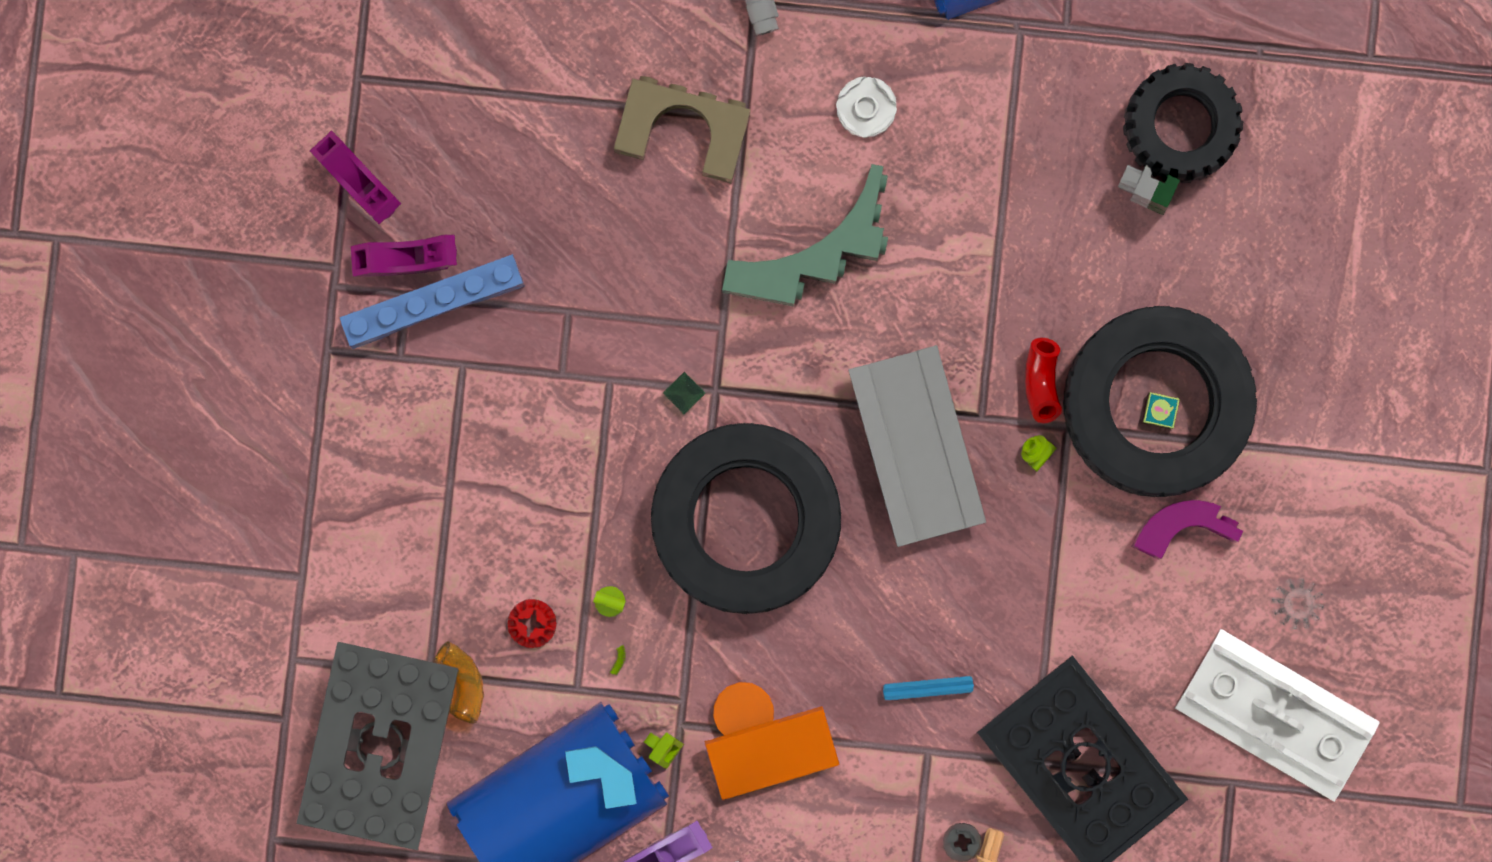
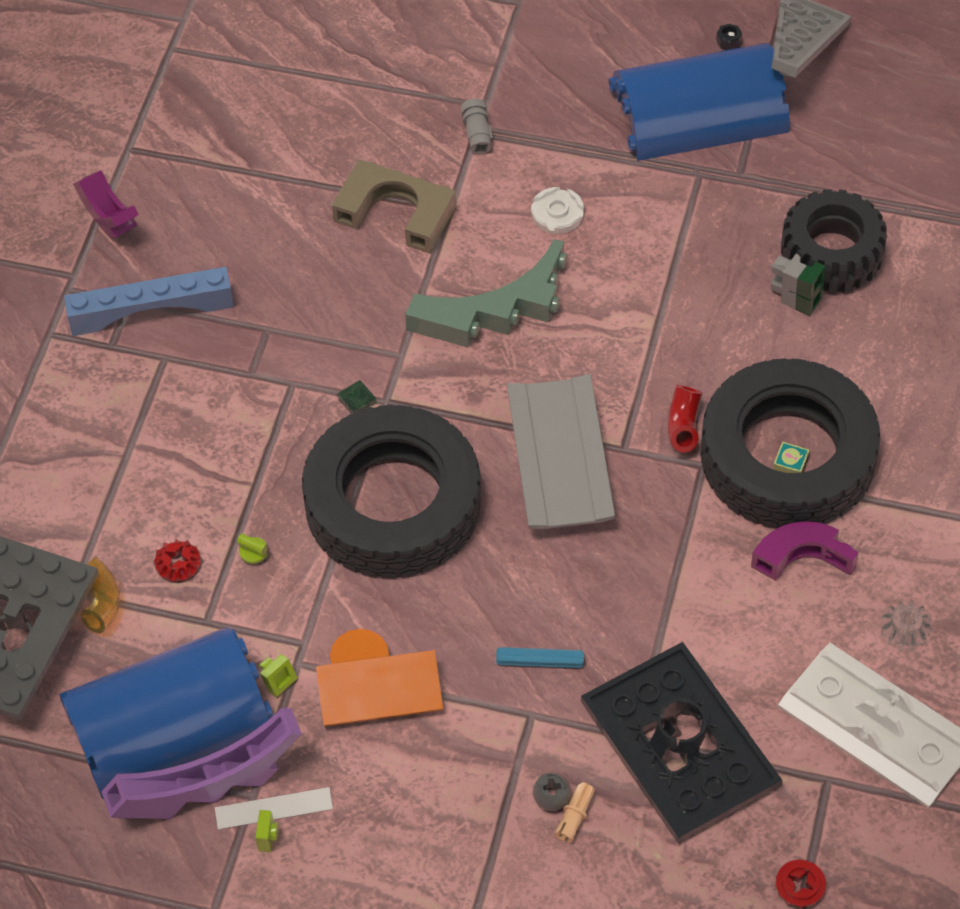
camera: 15 degrees right, 30 degrees down
(403, 257) = (123, 267): magenta arch -> none
(594, 764) = (205, 652): medium azure tile -> none
(619, 662) = (254, 595): lime leg -> none
(1037, 451) = (672, 477): lime plate -> none

